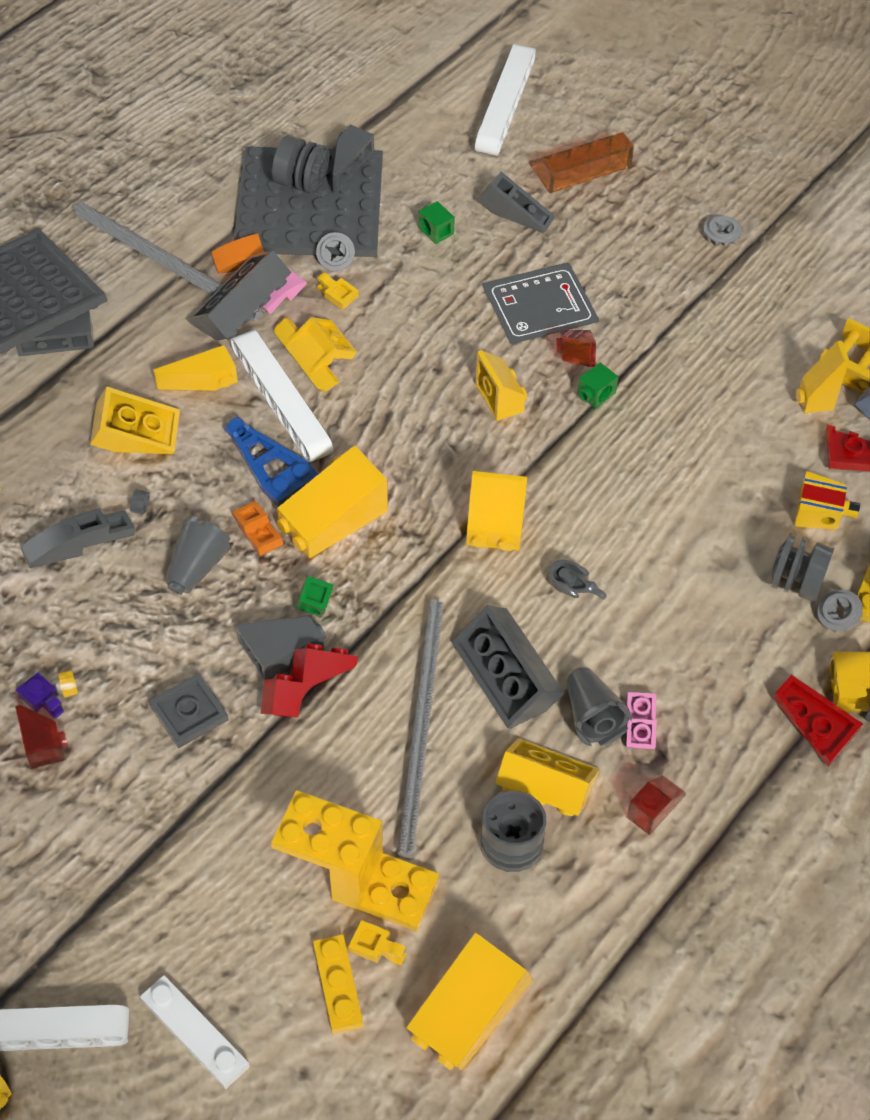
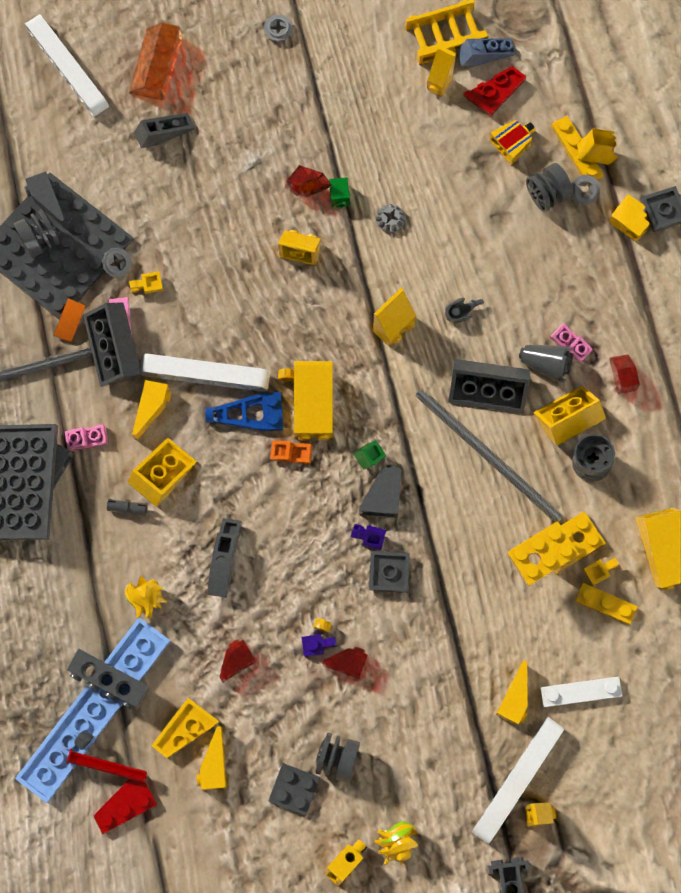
camera: 50 degrees left, 20 degrees up
(69, 421) = (127, 507): none -> dark grey pin
(120, 344) = (86, 438): none -> bright pink slope
(126, 953) = (516, 699): none -> yellow slope
(139, 501) = (222, 505): dark grey axle -> none
(195, 554) = (290, 500): dark grey cone -> none
(218, 665) = (372, 535): none -> dark purple plate
(310, 666) = (417, 490): red arch -> none
(315, 348) = (183, 328): yellow plate -> none
(436, 222) = (138, 185): green brick -> none
(540, 303) = (247, 173): dark grey sticker -> none
(609, 457) = (392, 225): none -> light grey gear
(817, 718) = (637, 255): red wing -> none

